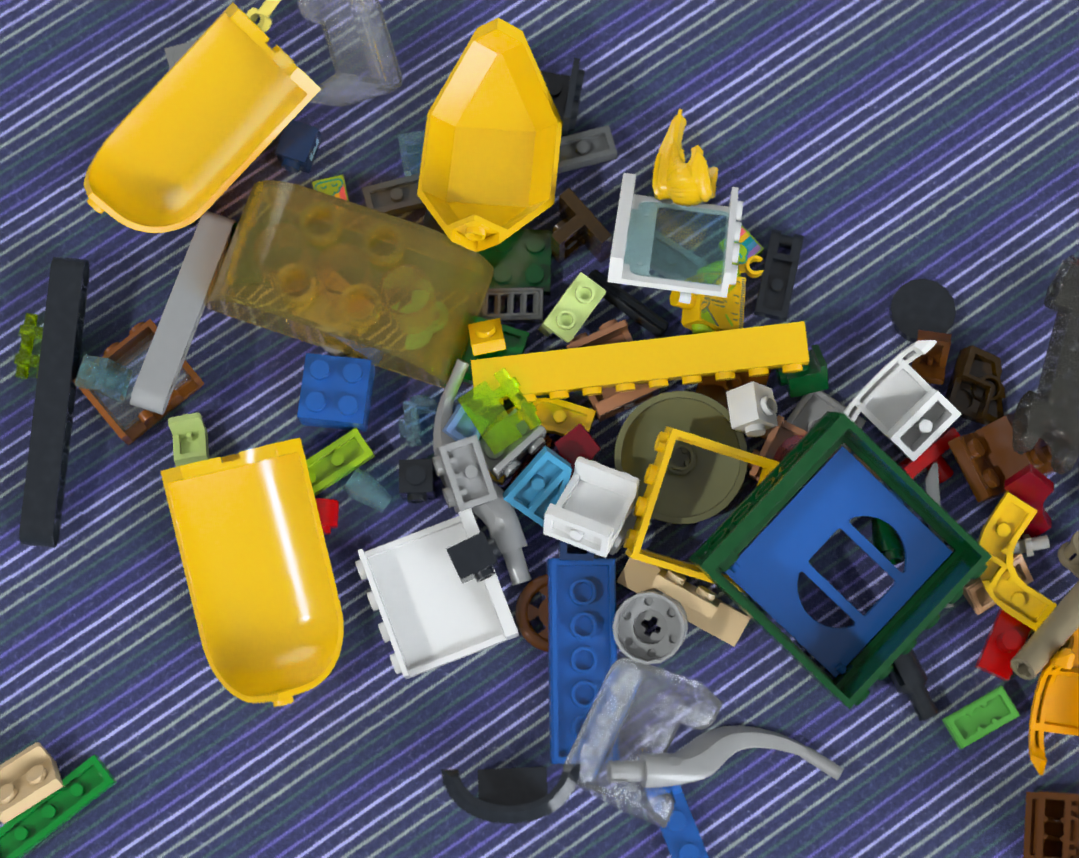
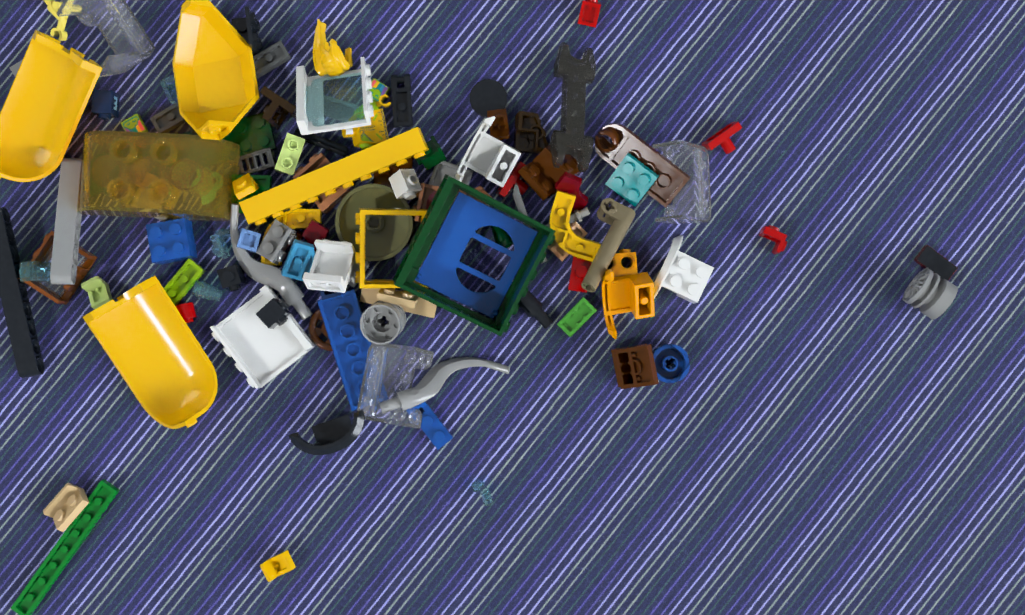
camera: 20 degrees left, 10 degrees up
(464, 474) = (255, 267): light grey bracket -> none
(490, 416) = (260, 232): clear neon green plate -> none

